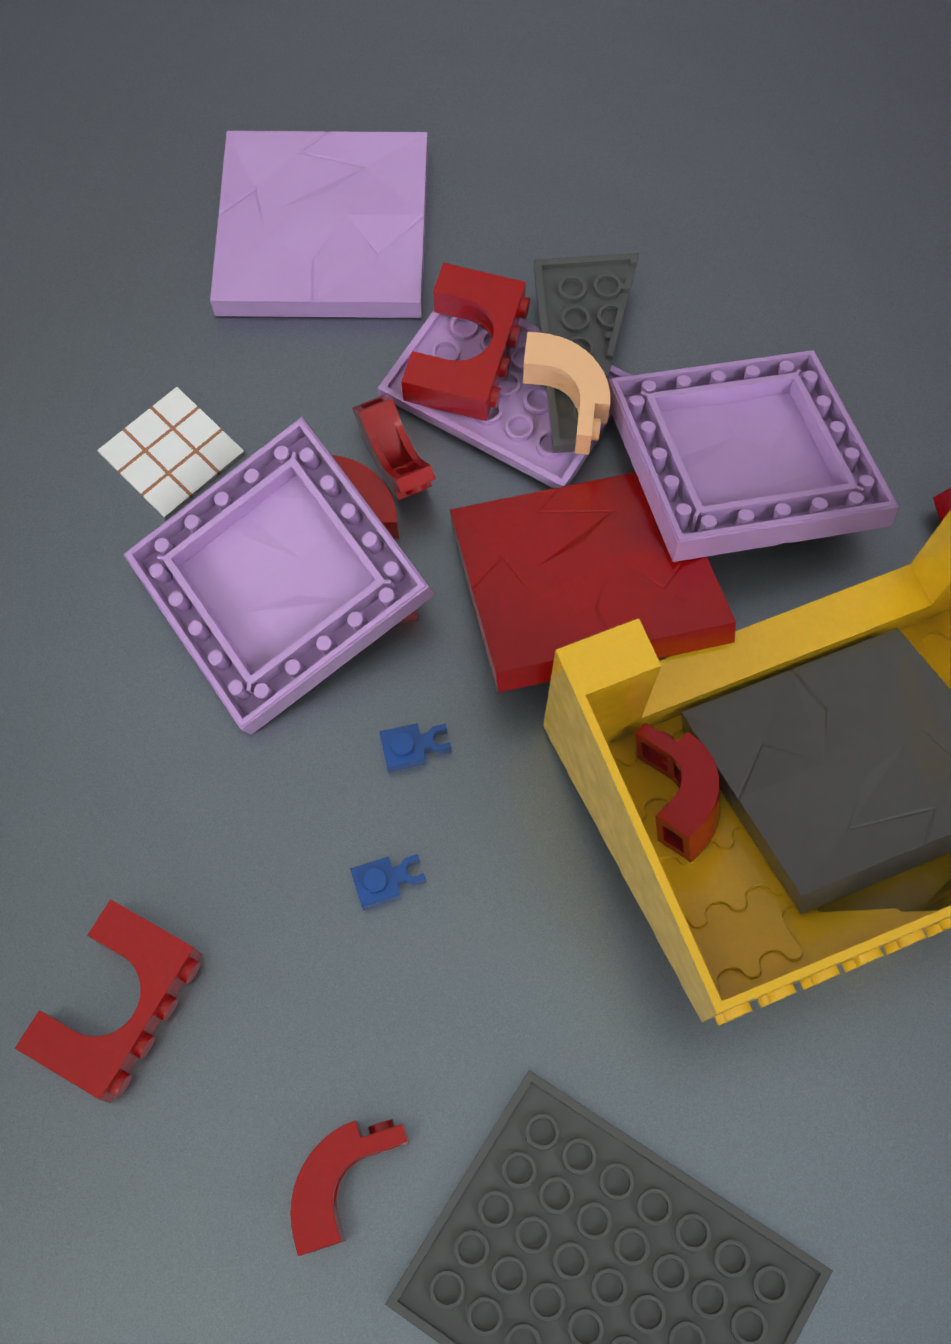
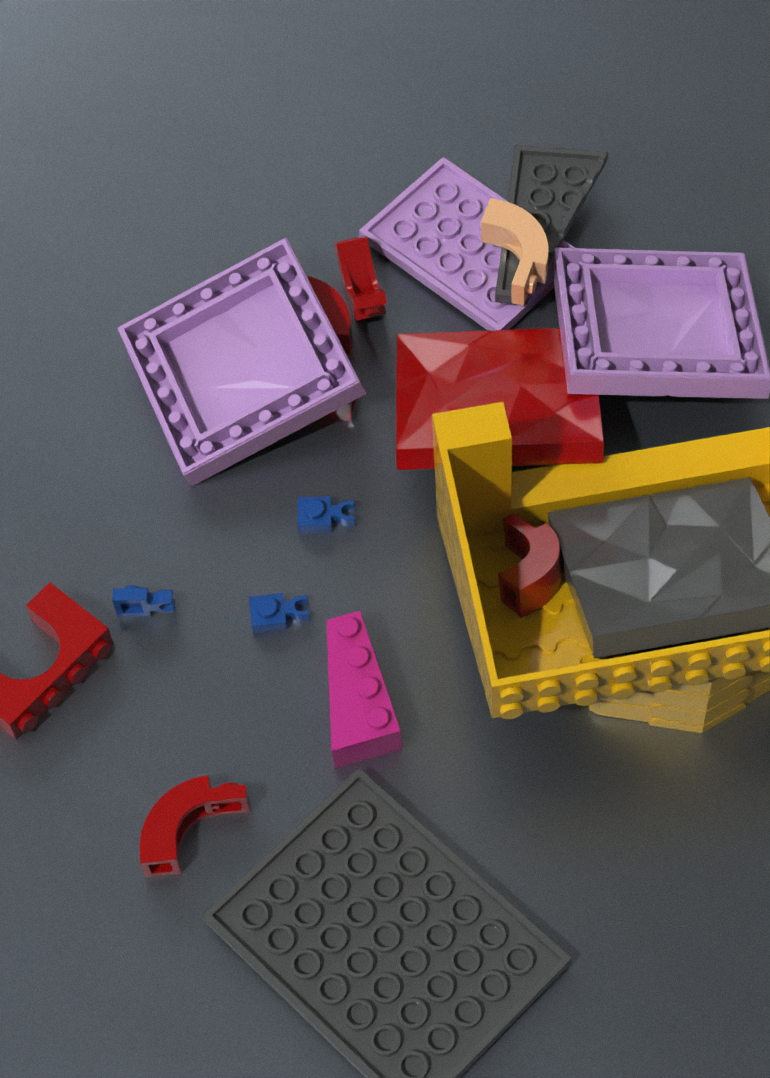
camera: 15 degrees right, 10 degrees down
(171, 452) = (173, 256): white piece -> none
(218, 899) = (137, 601): none -> blue plate
(321, 225) = (343, 94): lavender tile -> none
(470, 384) = (440, 236): red arch -> none
(509, 980) = (359, 702): none -> dark pink wedge

